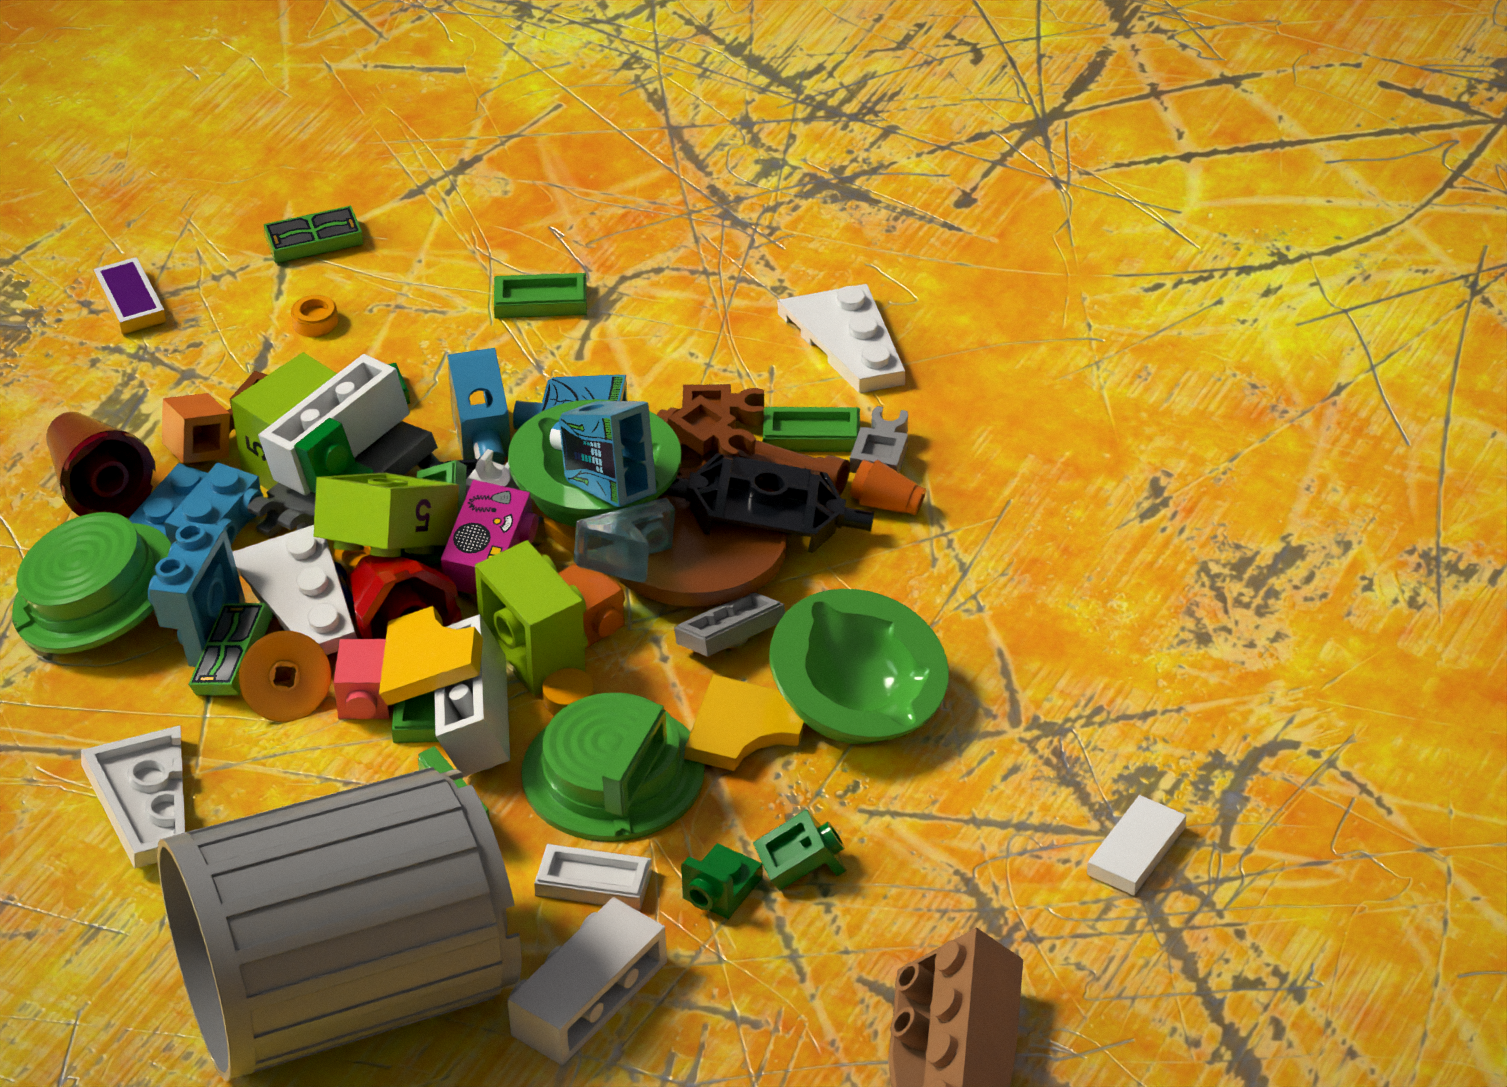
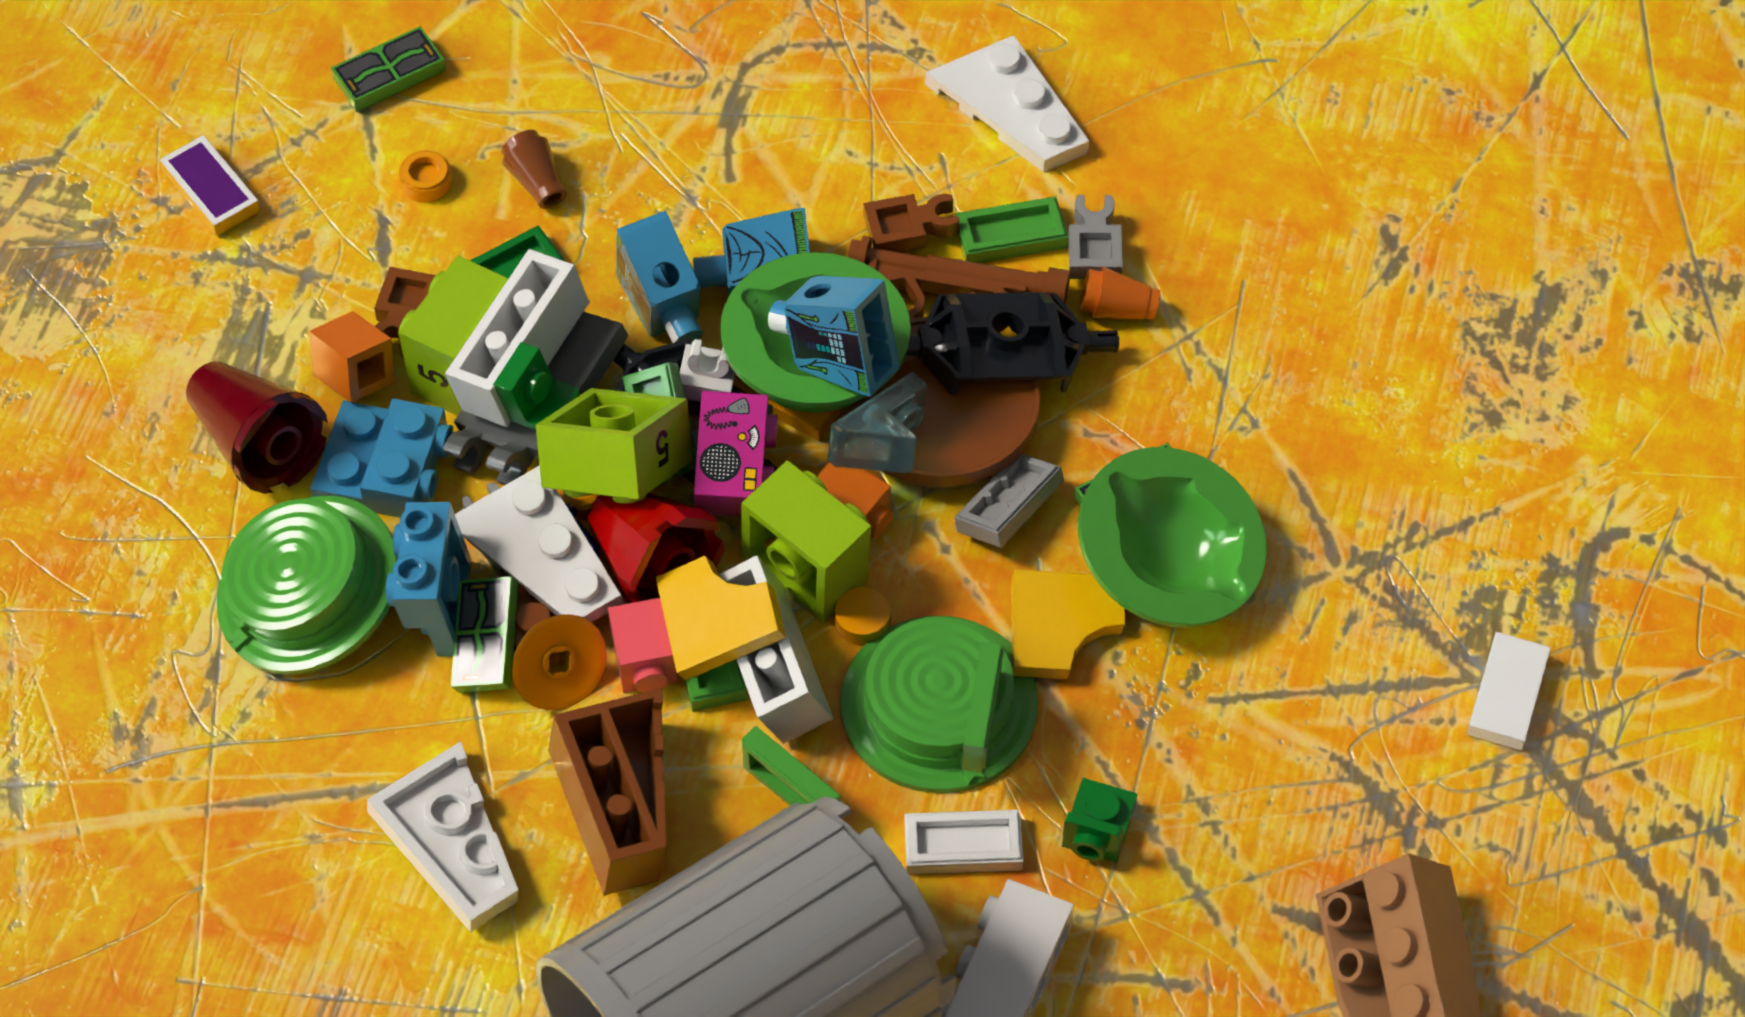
camera: 15 degrees left, 15 degrees up
(302, 749) = (615, 785): none -> dark orange wedge
(407, 317) = (533, 166): none -> dark orange cone
(540, 295) = (664, 107): bright green tile -> none
(709, 427) = (916, 260): dark orange plate -> none
(798, 849) = (1171, 770): green bracket -> none

